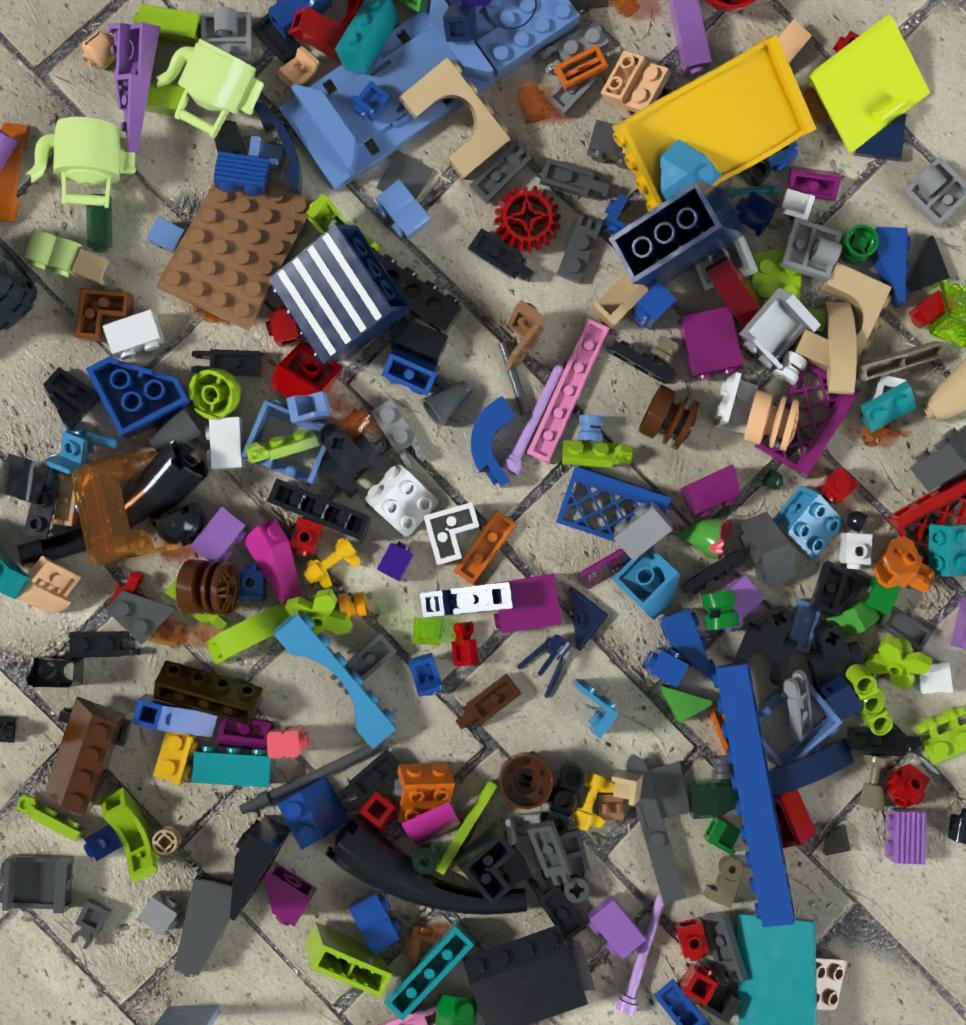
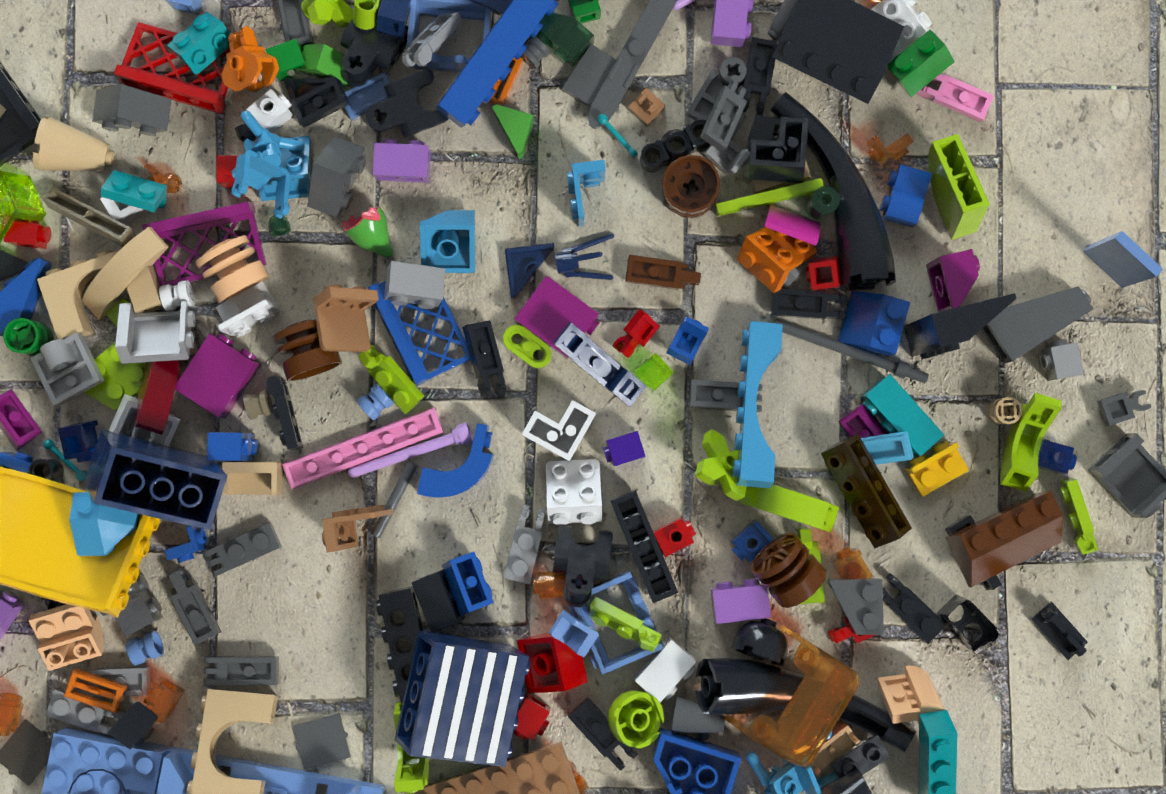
camera: 135 degrees left, 0 degrees up
(172, 718) = (913, 500): slope -> none
(220, 737) = (889, 447): none -> medium azure tile
(274, 557) = (714, 545): dark pink slope -> none
(287, 741) = (842, 393): coral brick -> none
(318, 570) = (690, 501): yellow piece -> none
(353, 604) = (689, 448): light orange wheel -> none
(402, 210) = (347, 717): medium blue brick -> none
(429, 970) = (898, 119): teal brick -> none
(445, 402) = (467, 533): dark grey piece -> none
(485, 547) = (546, 392): orange tile -> none
(500, 256) = (309, 605): black hinge -> none
(527, 564) = (527, 347): none -> lime plate
(533, 70) = (134, 725): none -> black slope
(538, 218) = (249, 605): red gear -> none
(547, 529) = (485, 358): none -> black hinge
(577, 125) = (142, 648): none -> medium blue wheel
(584, 816) = (673, 118): yellow piece -> none
(604, 568) = (472, 286): slope -> none
(627, 785) = (618, 107): tan panel -> none
(630, 767) = (603, 119): none -> teal hinge
(665, 460) = (343, 318): none -> medium nougat bracket
(665, 665) = (500, 166): blue brick -> none
(682, 635) = (465, 175): blue slope -> none
(711, 491) = (332, 263): magenta slope -> none
(715, 571) = (390, 200): black hinge -> none
(719, 619) = (415, 175): green wheel -> none
(797, 204) = (42, 414): white panel -> none
(822, 509) = (263, 162): none -> dark azure piece

